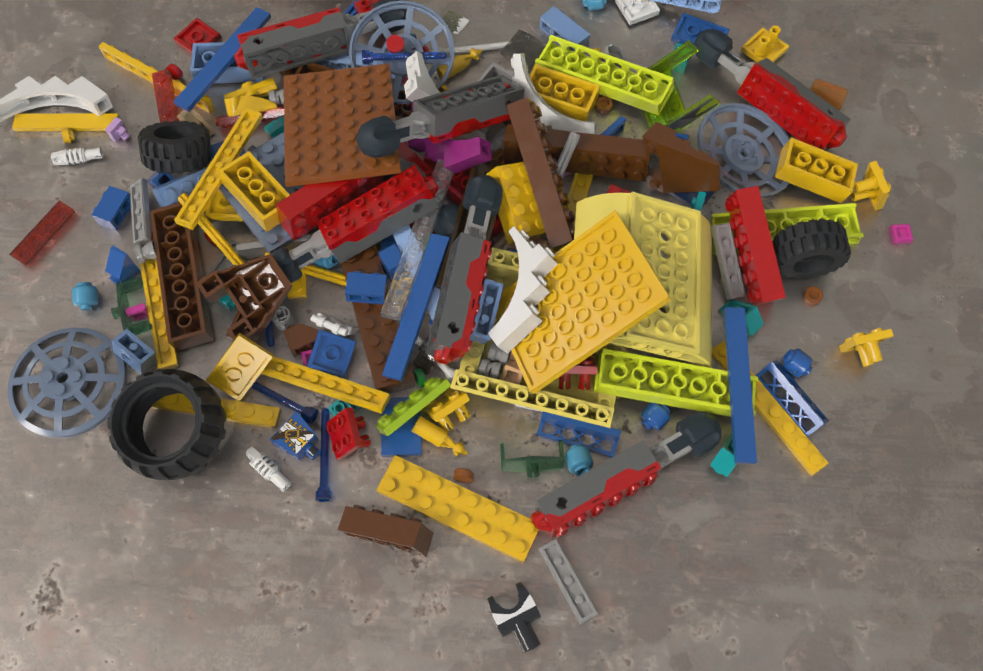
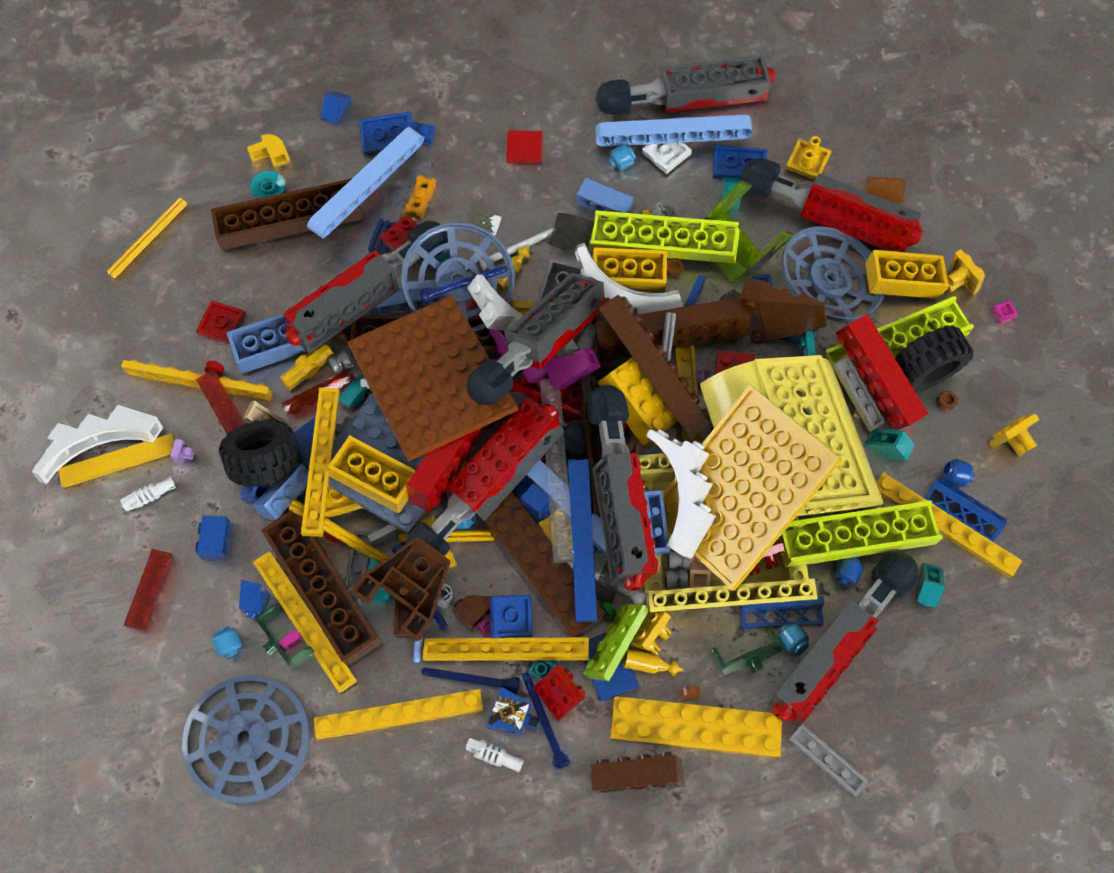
camera: 20 degrees left, 0 degrees up
(67, 135) = (127, 475): yellow plate -> none
(129, 416) = (338, 749): black tyre -> none
(134, 351) = (307, 683): medium blue brick -> none
(140, 212) = (248, 534): light grey tile -> none
(145, 252) = (275, 574): light grey wheel -> none
(219, 62) = (267, 342): blue tile -> none
(236, 104) = (310, 382): yellow piece -> none
(239, 367) = (427, 662): yellow plate -> none
(336, 325) = (499, 584): white plate -> none
(366, 287) = (523, 537): blue brick -> none
(395, 44) = (450, 272): red tile -> none
(518, 619) = (796, 814): black connector -> none
(739, 386) = (919, 515): blue tile -> none

